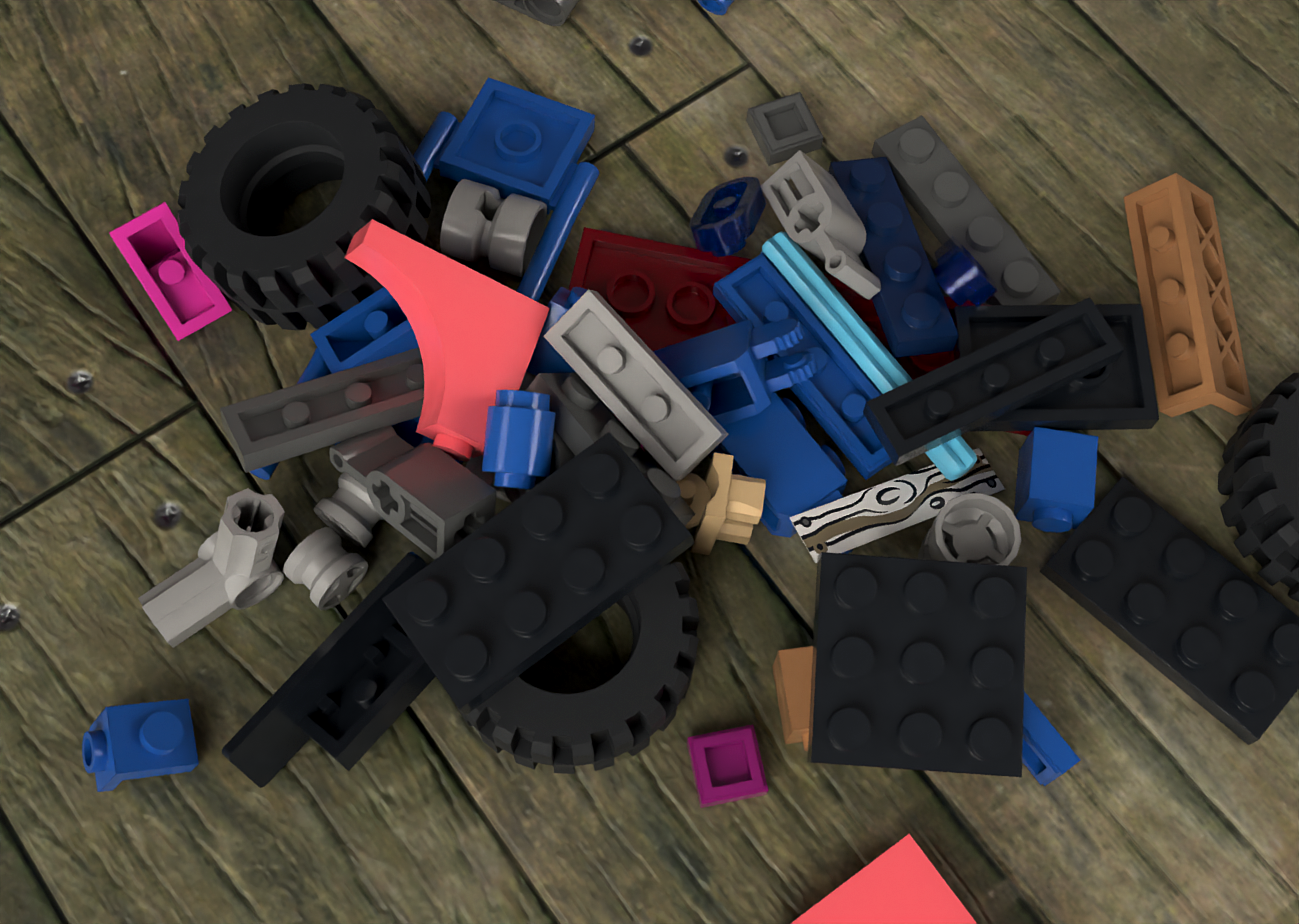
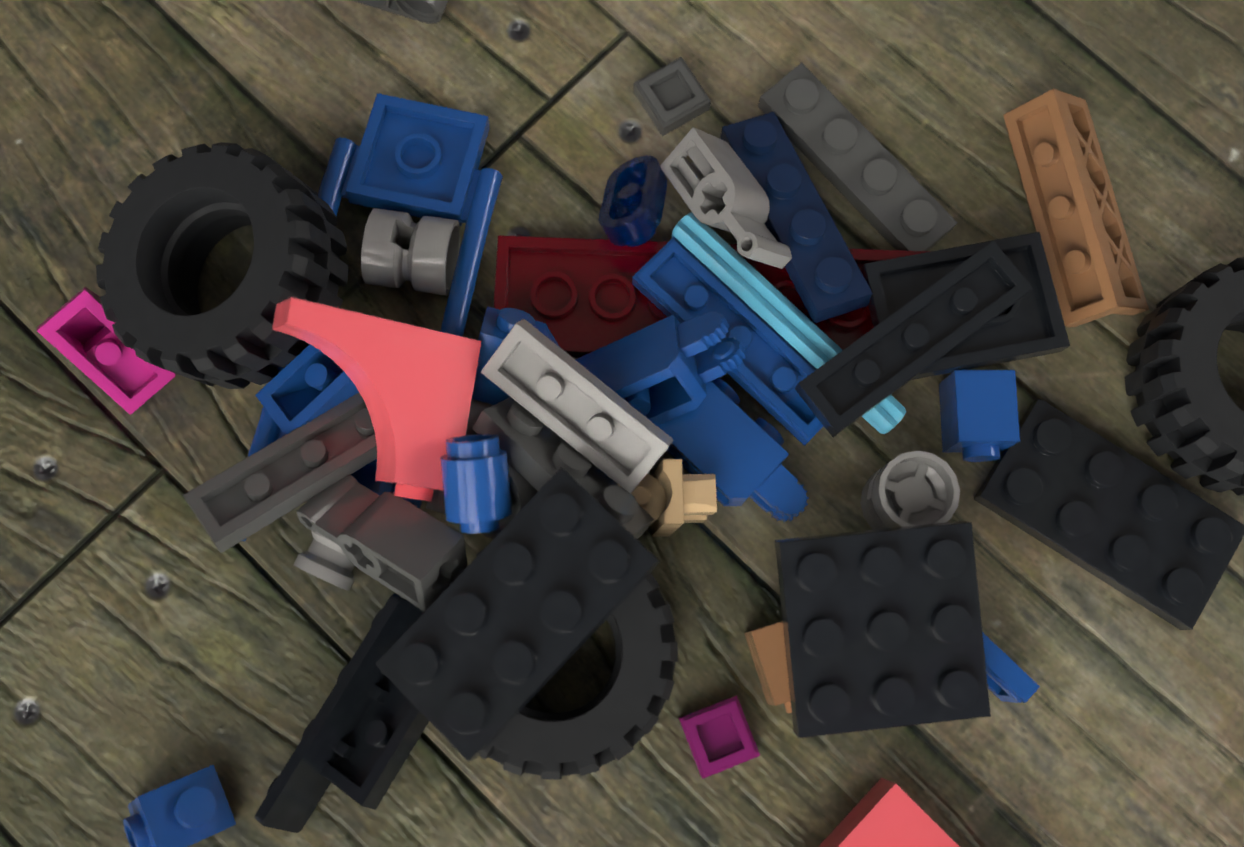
camera: 10 degrees left, 10 degrees up
(231, 570) = (225, 640): light grey piece -> none
(325, 568) = (316, 618): light grey wheel -> none
(888, 507) = (830, 472): sticker -> none
(962, 274) = (867, 229): clear blue plate -> none

